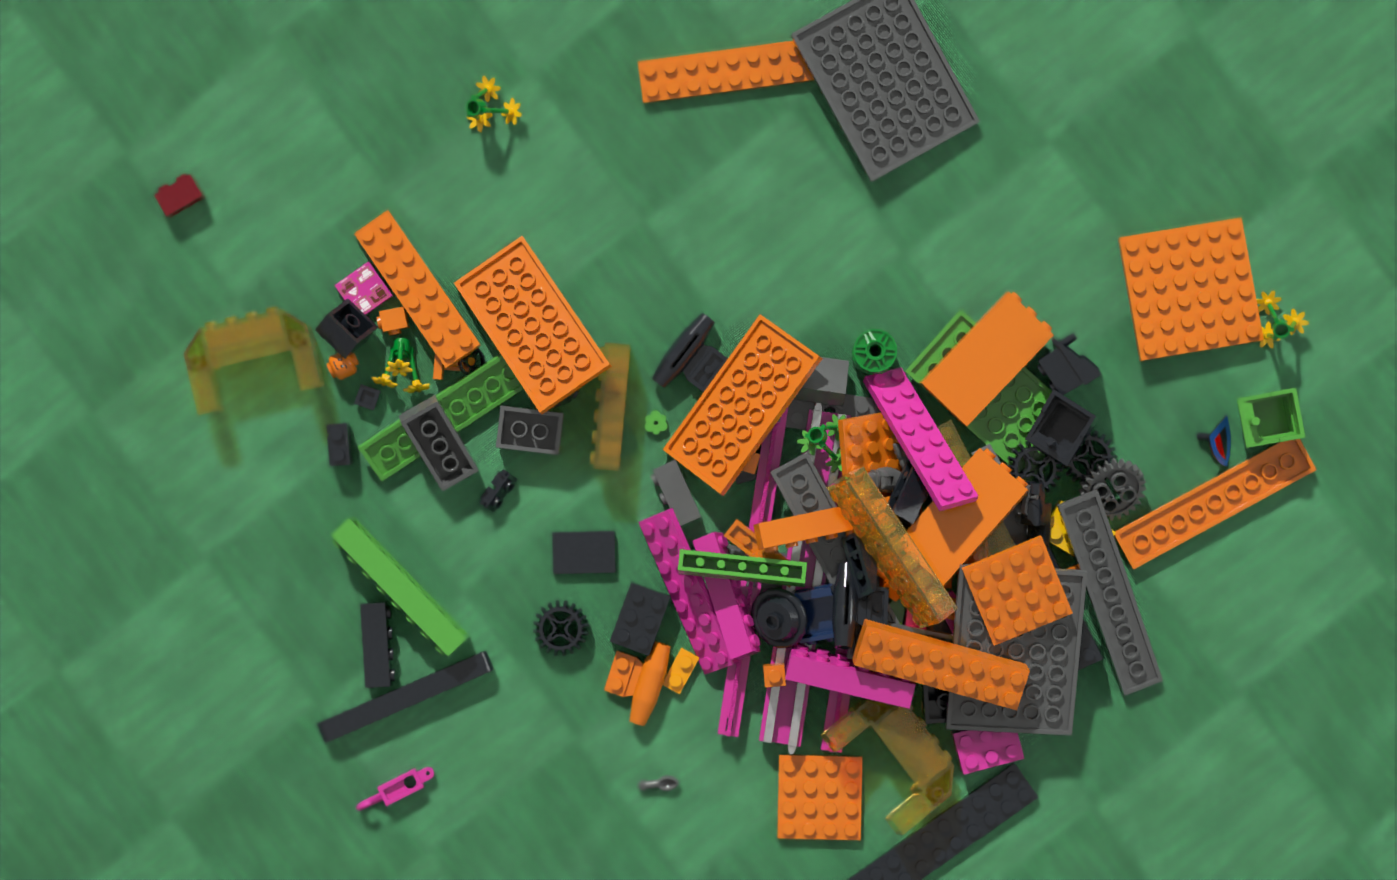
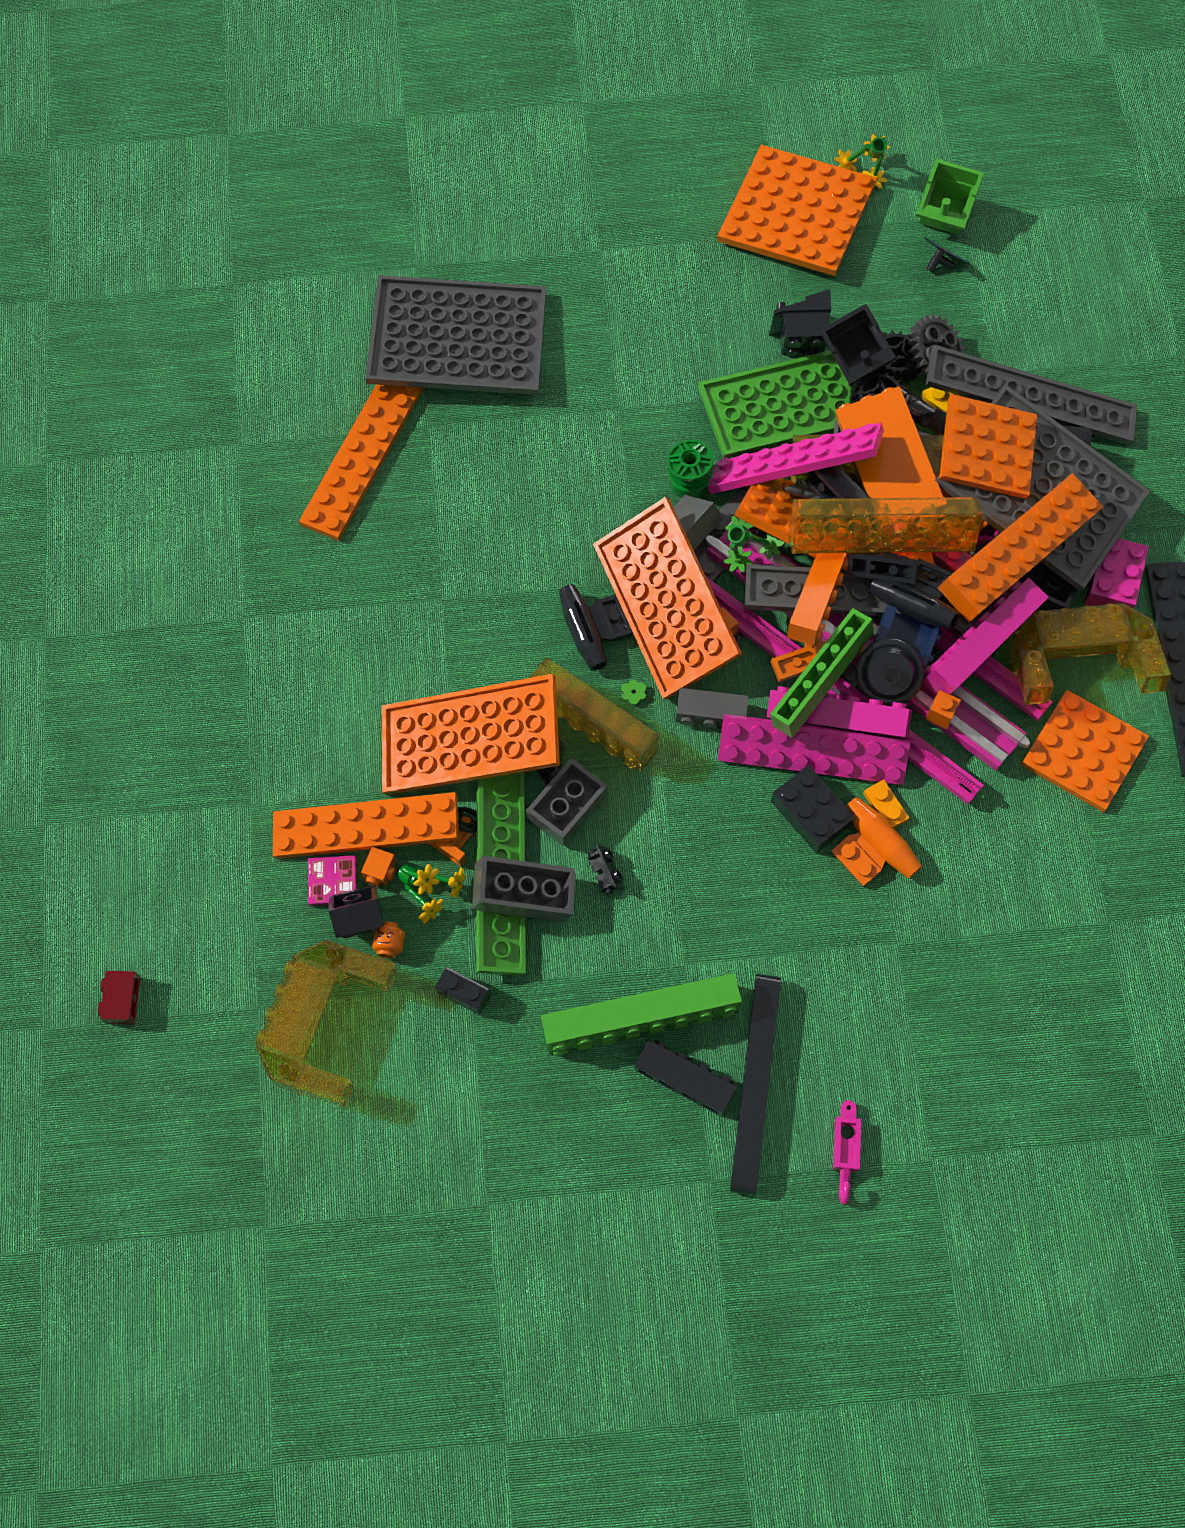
camera: 60 degrees left, 20 degrees down
(367, 397) = (435, 937): black plate -> none
(479, 112) = (237, 664): yellow plant -> none
(567, 635) = (768, 891): black gear -> none
(583, 552) = (715, 827): black tile -> none
(664, 783) = (990, 884): dark grey piece -> none
(987, 358) = (756, 382): orange brick -> none
(1213, 501) = (995, 280): orange plate -> none

